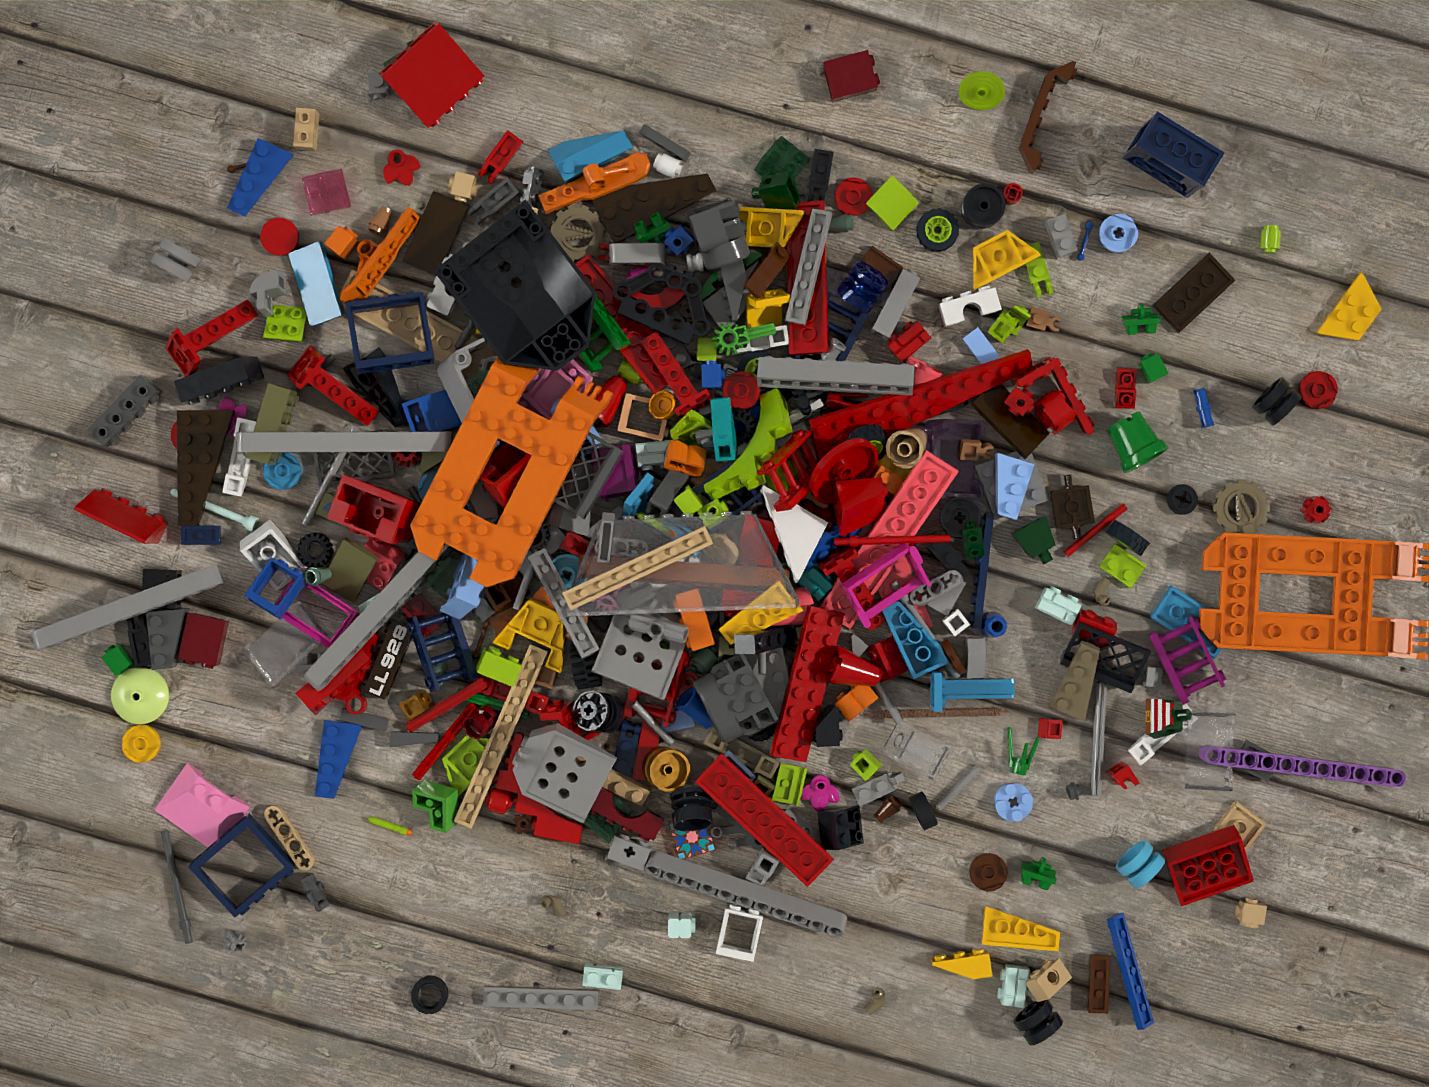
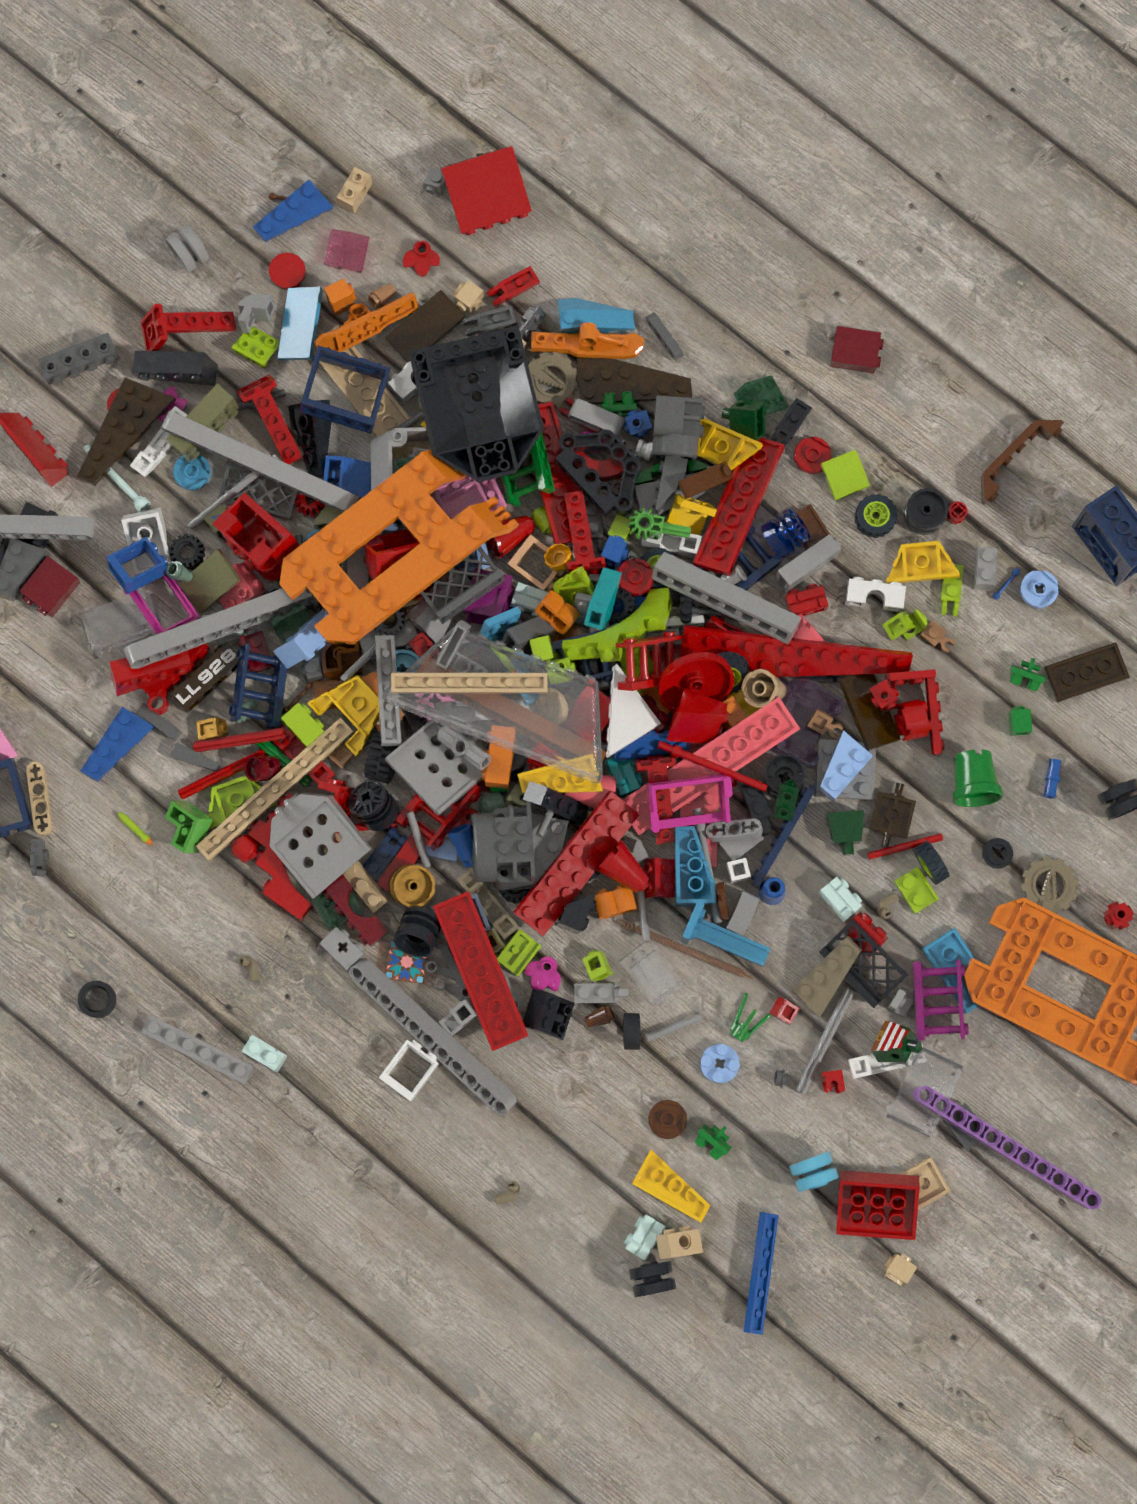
camera: 25 degrees right, 10 degrees down
(200, 535) = (92, 495): dark blue plate -> none
(522, 828) = (254, 876): reddish brown plate -> none
(667, 165) = (658, 356): white brick -> none
(680, 925) = (358, 1036): light aqua brick -> none
(808, 266) = (744, 493): light grey plate -> none
(842, 223) = (790, 472): sand green cone -> none
(971, 965) = (611, 1198): yellow slope -> none
(980, 346) = (869, 633): light blue tile -> none
(981, 90) = (968, 410): lime shield -> none
(1098, 983) = (726, 1272): reddish brown plate -> none
(1125, 388) = (988, 730): red slope -> none

